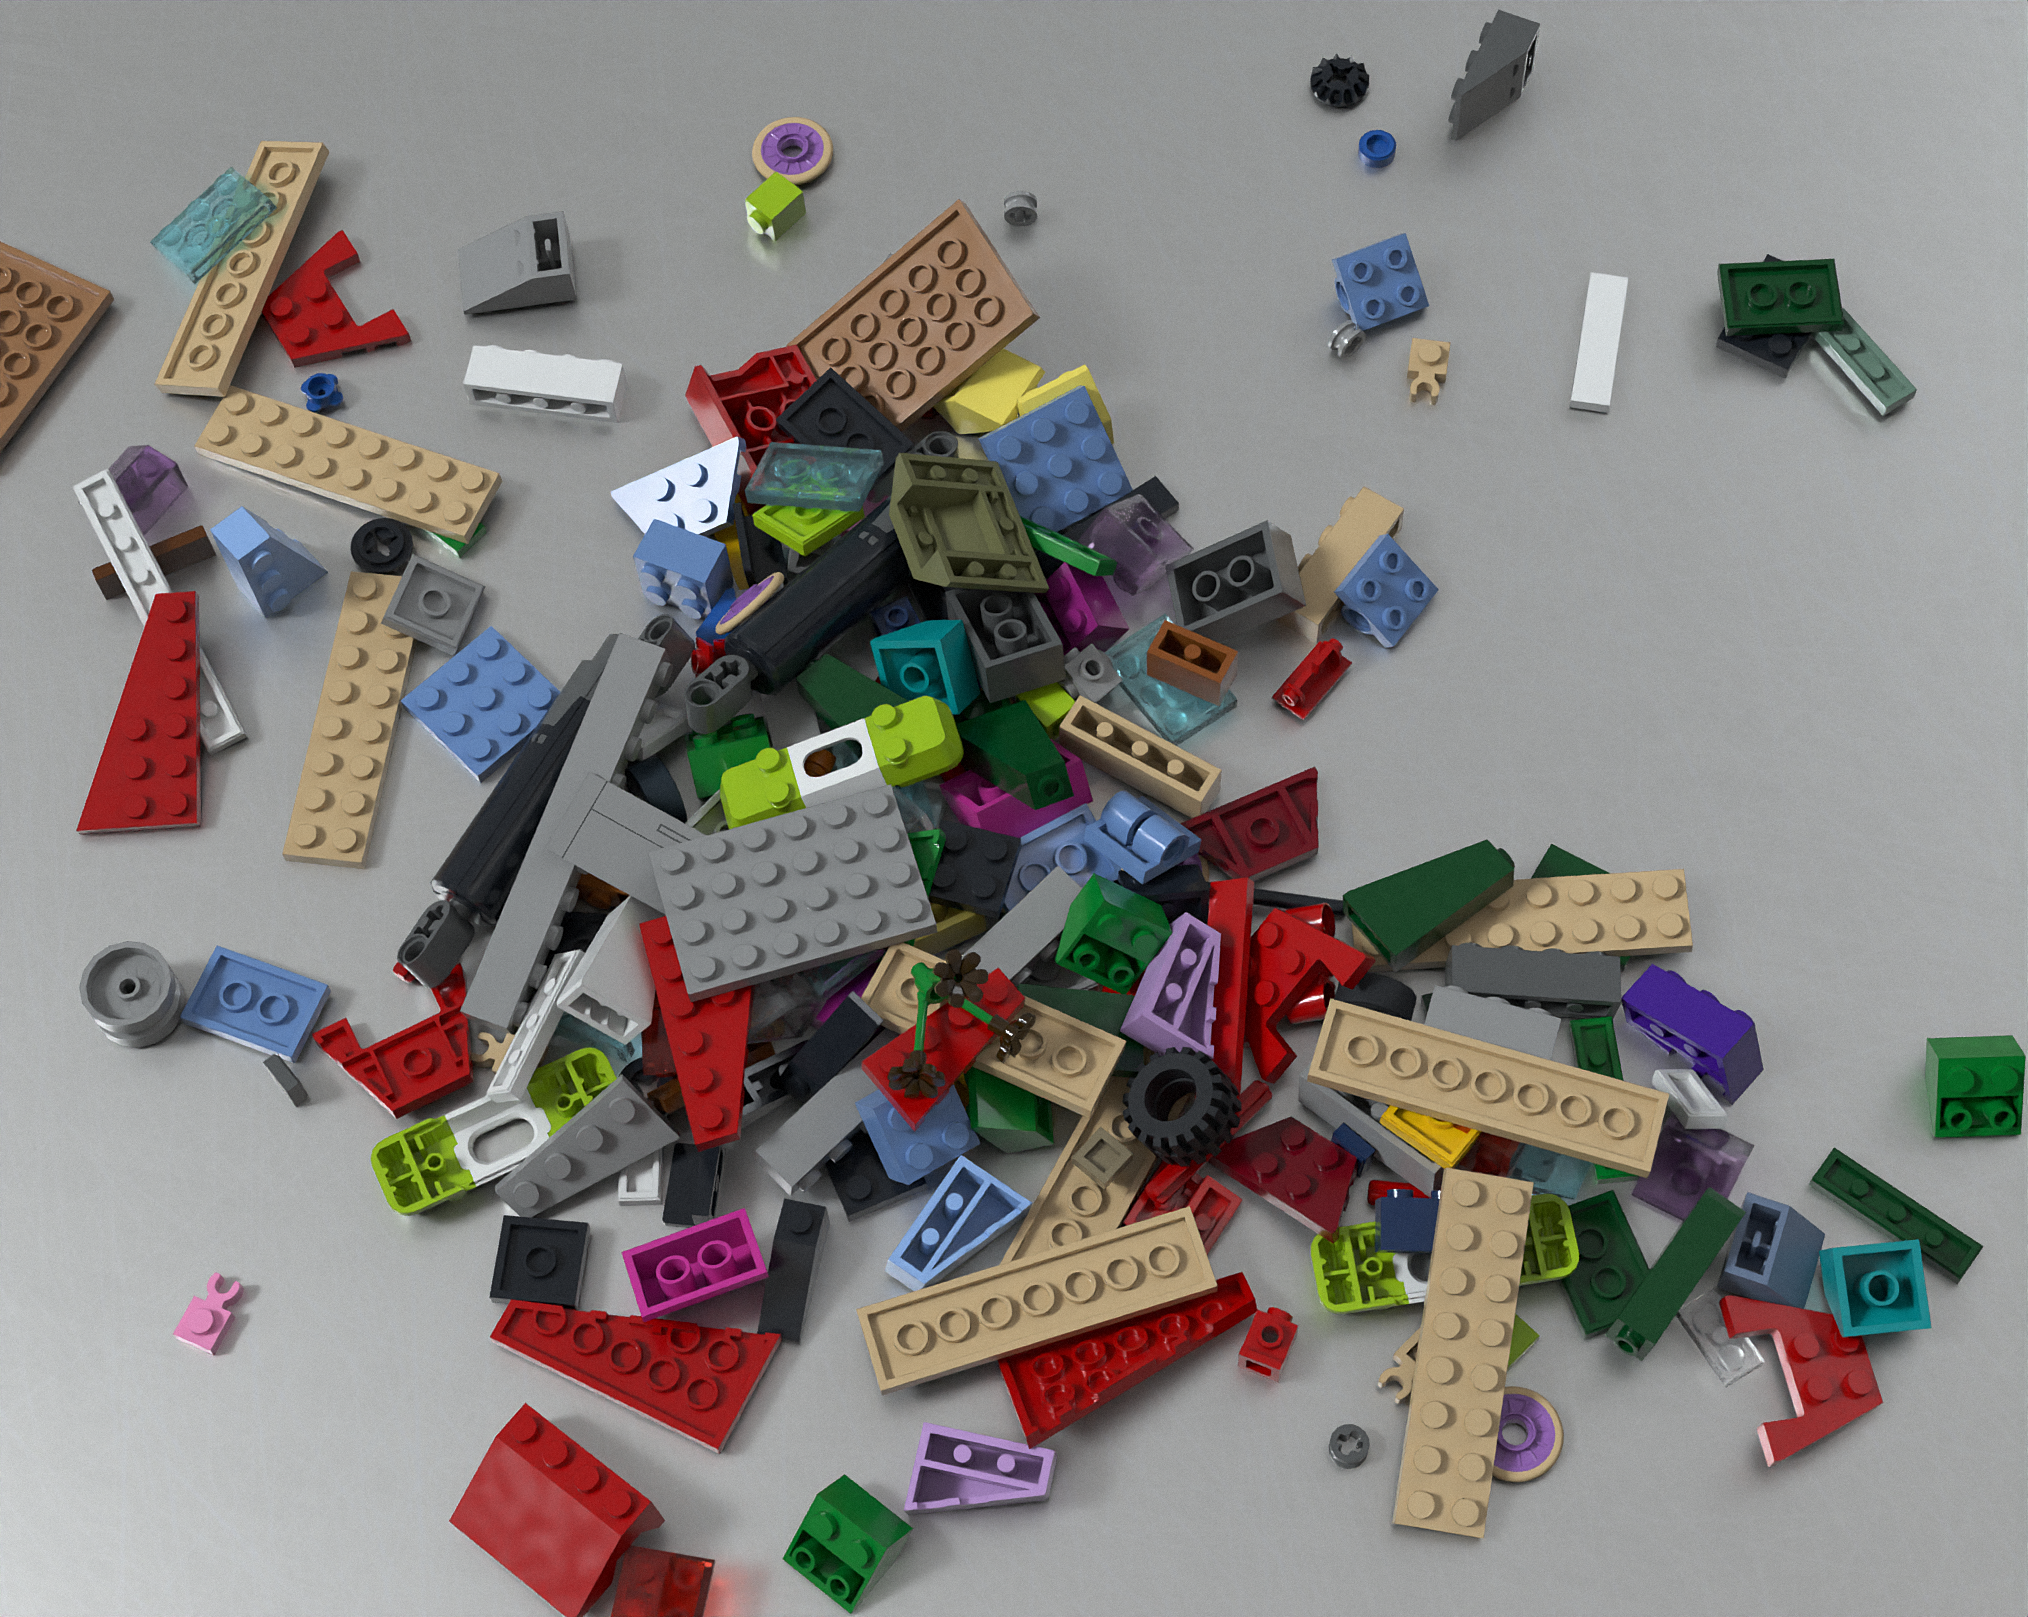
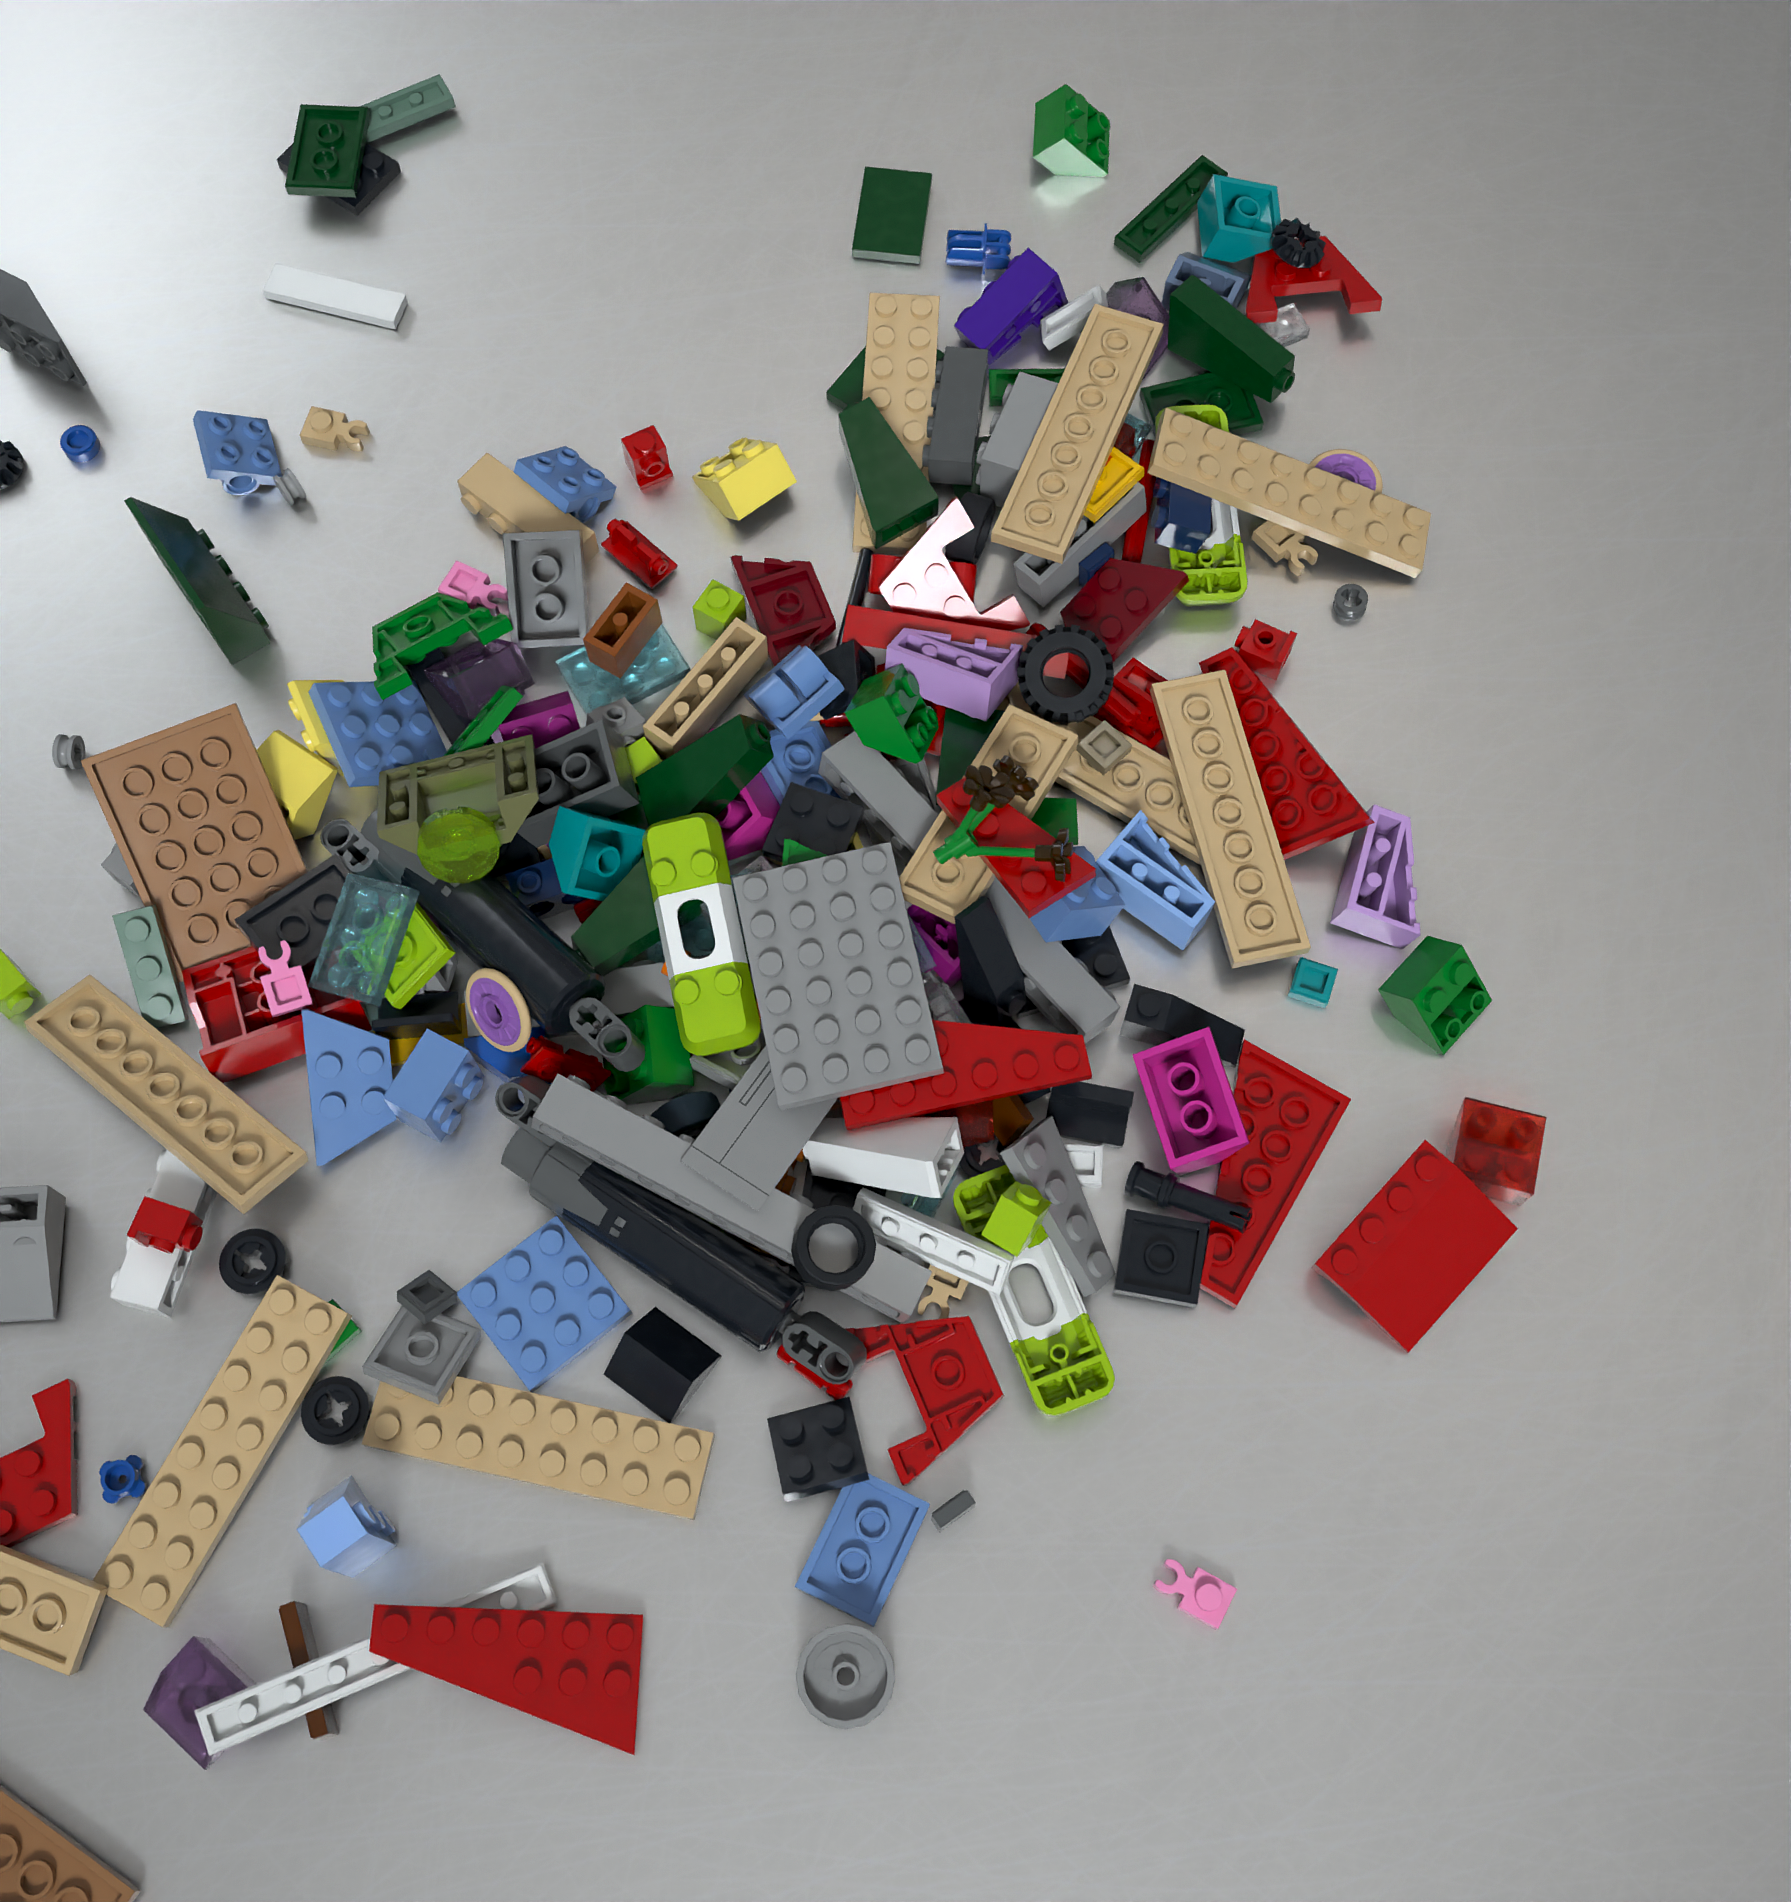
camera: 90 degrees left, 5 degrees up
(343, 952) = (817, 1449): none -> black plate
(430, 812) = (661, 1364): none -> black slope
(486, 601) = (426, 1296): none -> dark grey tile
(491, 899) = (856, 1224): none -> black tyre
(513, 444) = (251, 1242): none -> black gear
(532, 371) = (165, 1227): none -> red brick
(556, 1097) = (1016, 1218): none -> lime brick
(605, 1264) = (1169, 1191): none -> black pin
(661, 351) = (167, 1093): none -> tan plate
(764, 421) = (285, 986): none -> bright pink plate
(794, 314) = (150, 966): none -> sand green plate
(858, 1413) = (1312, 982): none -> teal tile
(898, 529) = (458, 845): none -> clear neon green tile
(1178, 478) = (422, 629): none -> green wing
(1209, 271) = (203, 580): none -> dark green slope
(1243, 762) = (718, 609): none -> lime brick
(1247, 513) = (472, 587): none -> bright pink plate
(1418, 768) = (744, 477): none -> light yellow slope
(1430, 668) = (646, 457): none -> red brick
(1782, 991) = (978, 248): none -> blue arm
(1820, 893) = (892, 215): none -> dark green tile
(1828, 1370) = (1290, 249): none -> black gear

